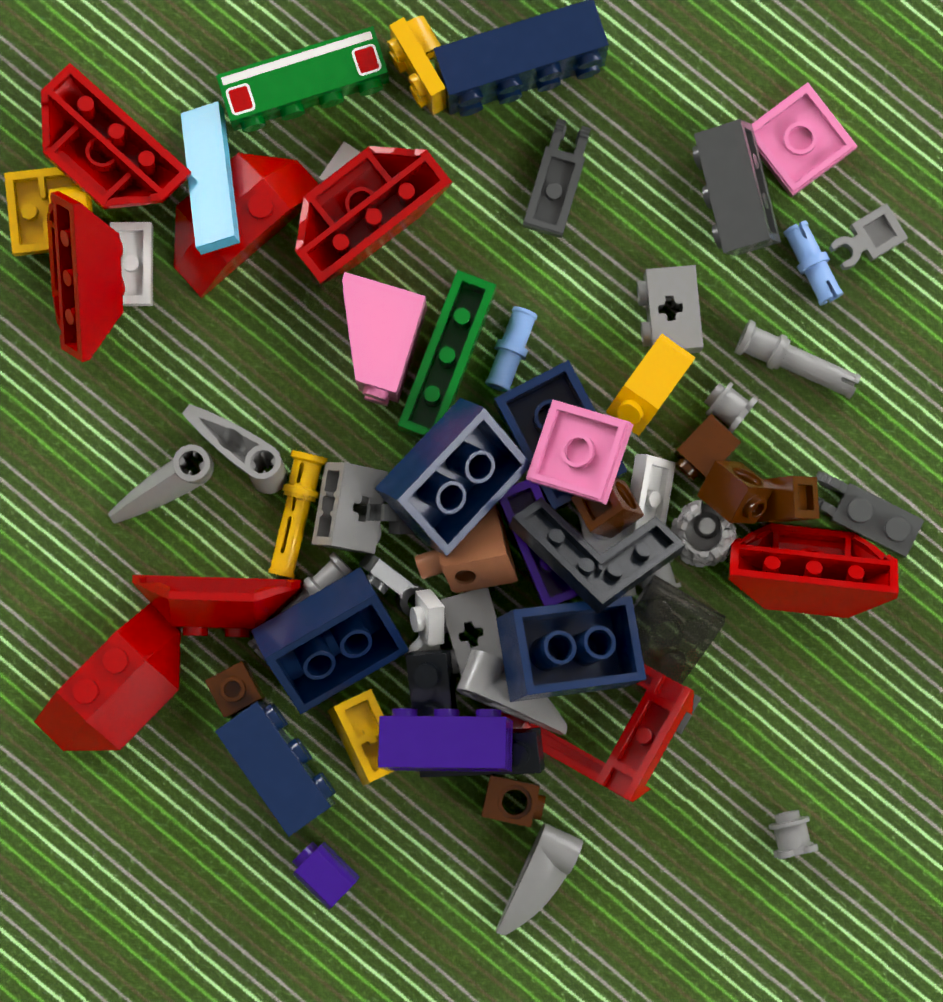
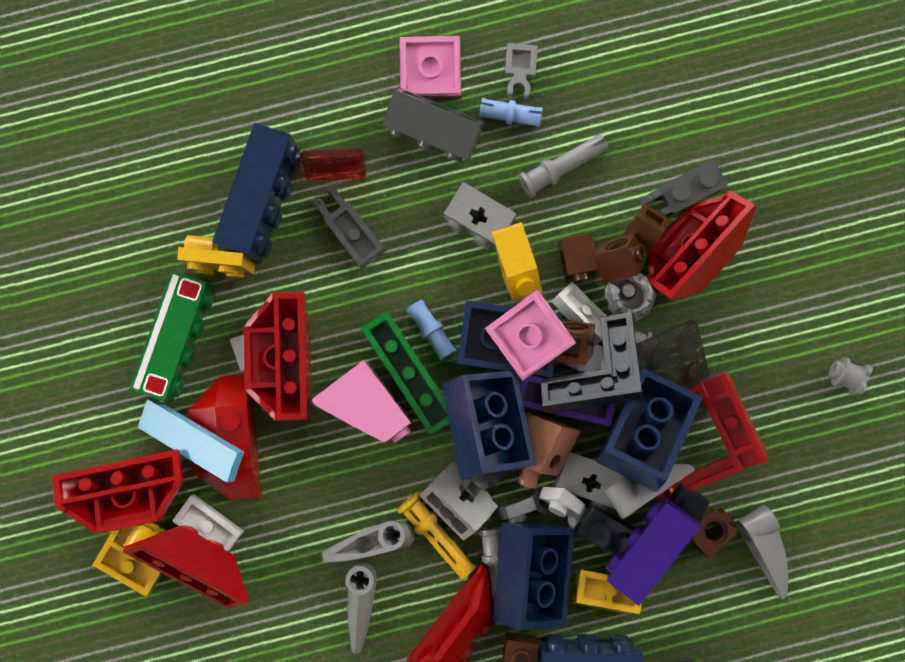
camera: 50 degrees left, 0 degrees up
(614, 114) = (334, 164): none -> clear red slope
(729, 405) = (562, 224): light grey brick -> none

